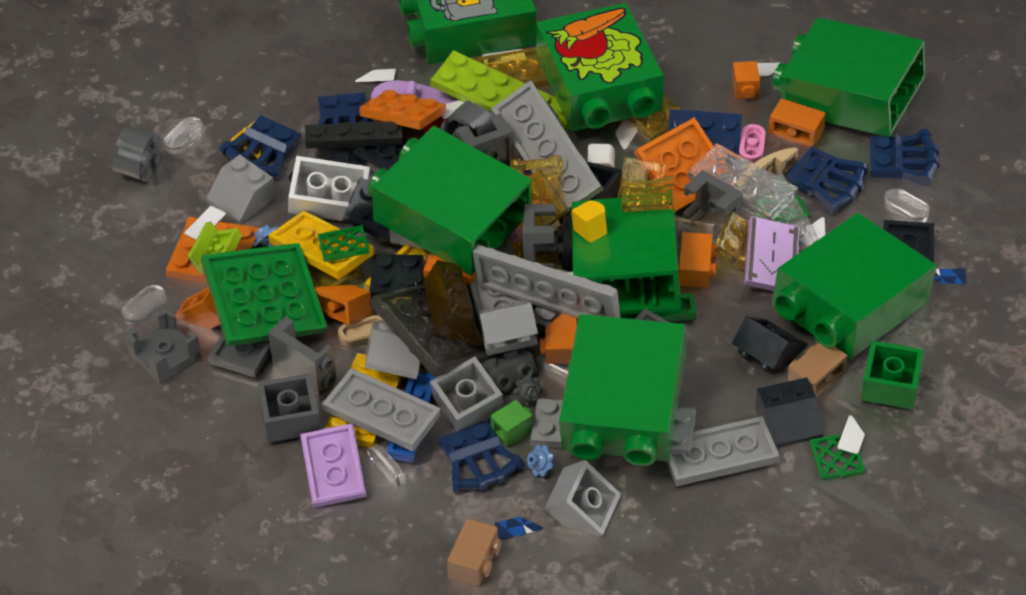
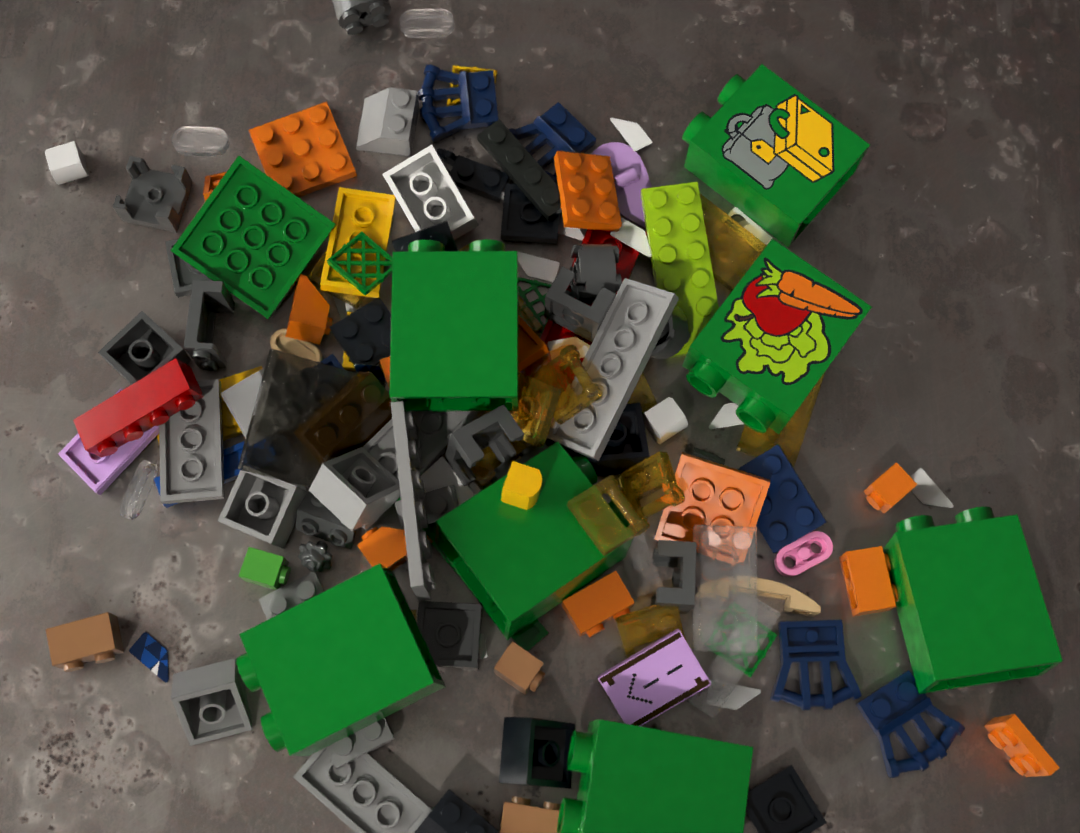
camera: 50 degrees right, 25 degrees up
(85, 385) = (66, 163): none -> white piece
(211, 214) = (322, 121): white sticker -> none
(213, 241) = (285, 152): lime bracket -> none
(262, 236) = (346, 180): medium blue plant -> none
(333, 416) = (138, 408): none -> red brick
(475, 444) = (217, 545): dark blue plate -> none
(540, 460) = (234, 626): medium blue plant -> none
(706, 314) = (520, 669): none -> medium nougat brick
(906, 205) = (837, 772): clear tile -> none
(960, 104) = (1025, 751): none -> orange plate

